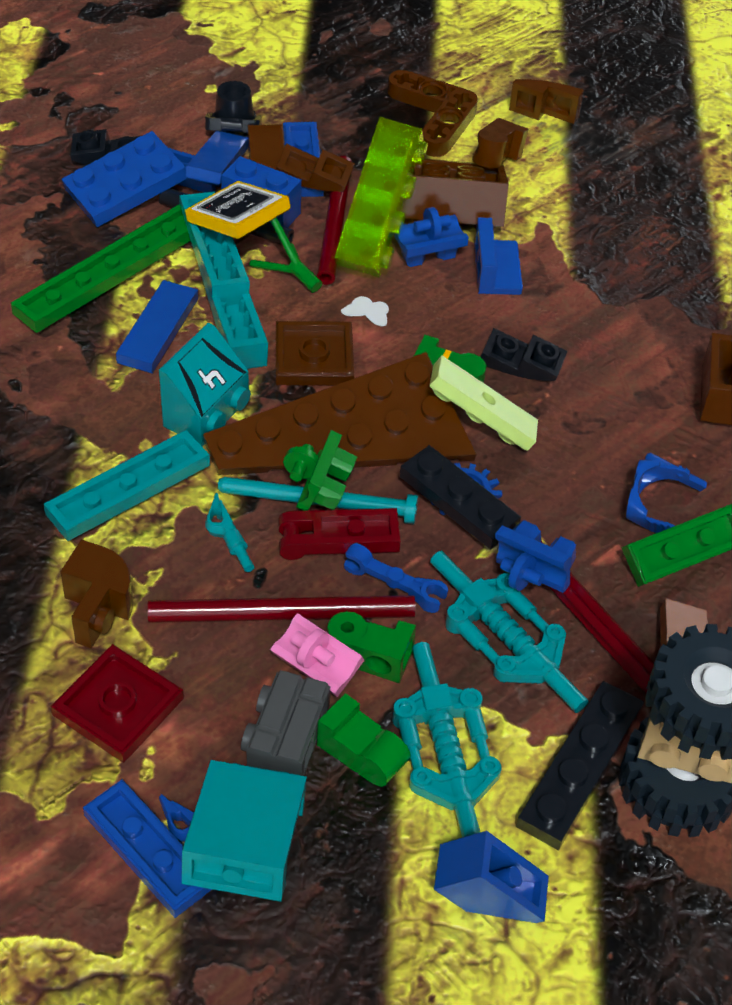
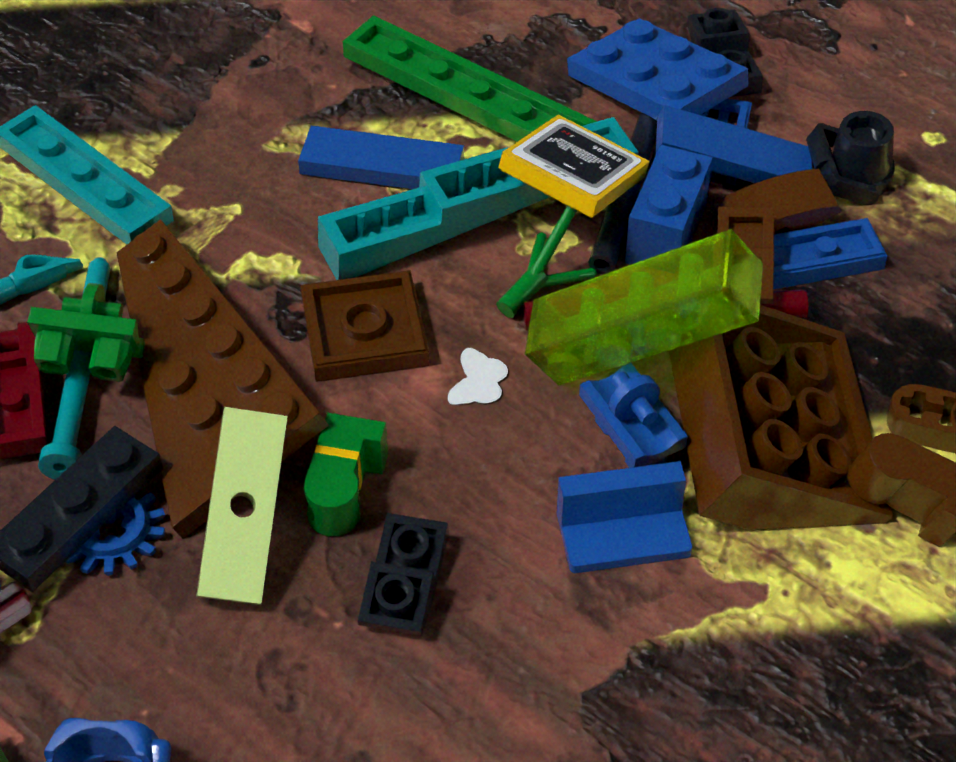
camera: 85 degrees right, 0 degrees up
(203, 385) = (235, 198): teal slope -> none

